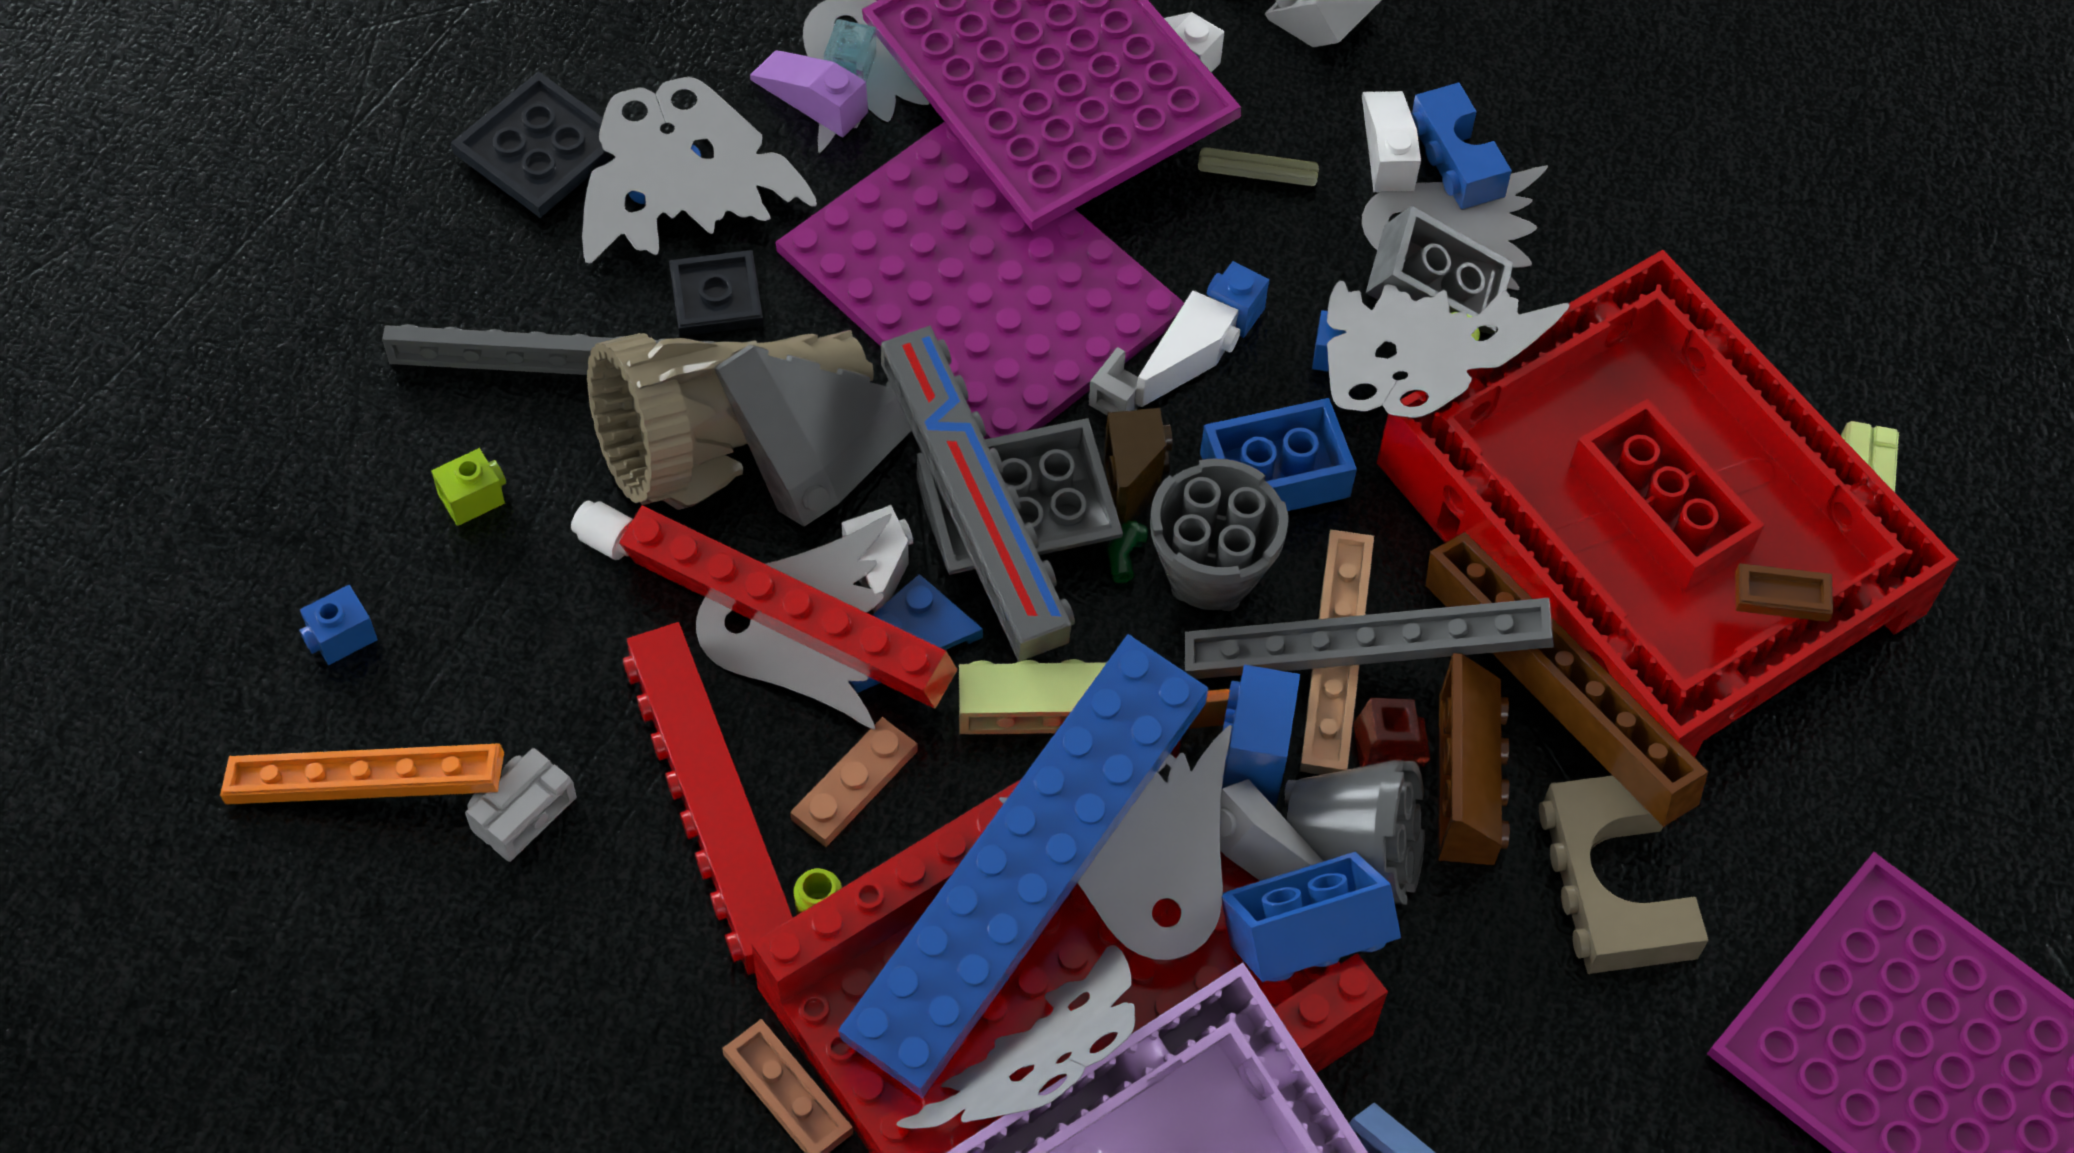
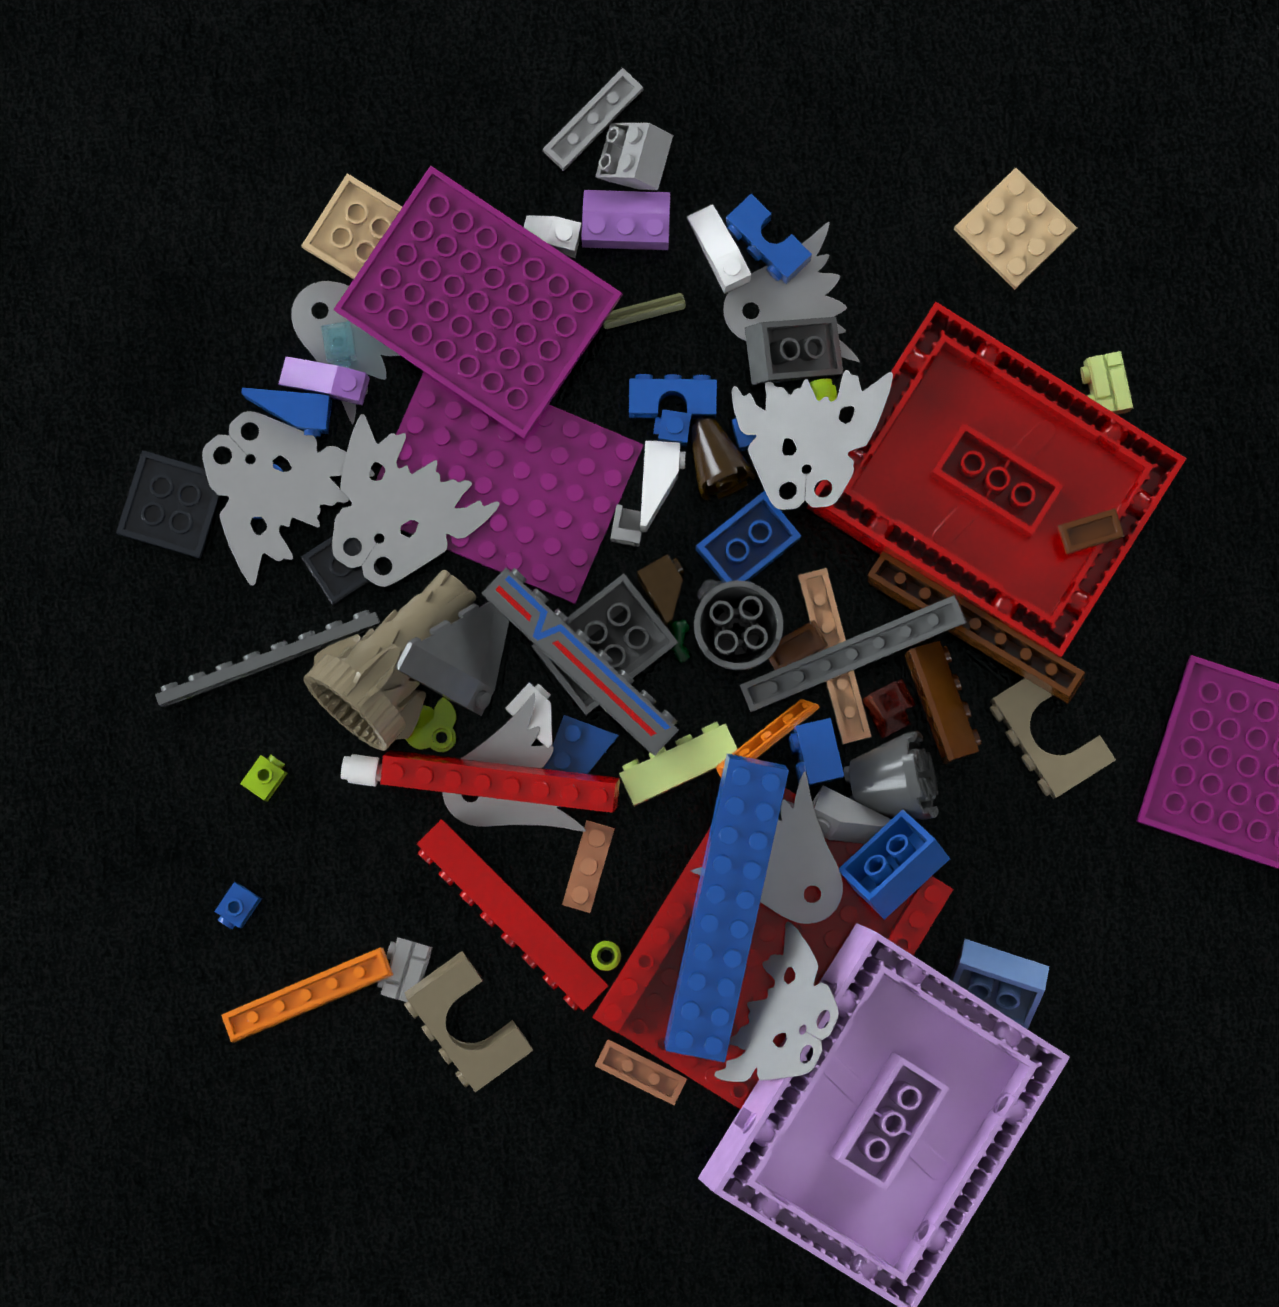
camera: 20 degrees left, 25 degrees up
(529, 843) = (476, 1061): none -> dark tan arch
(732, 517) = (432, 723): none -> lime plate
(766, 103) = (300, 410): none -> blue slope
(821, 240) = (393, 501): none -> light grey piece
(1279, 68) = (625, 220): none -> medium lavender slope
(1279, 358) = (717, 460): none -> dark brown cone
(1289, 271) = (647, 394): none -> blue arch
(1291, 606) = (798, 645): none -> reddish brown tile
(1798, 258) = (1015, 228): none -> tan plate

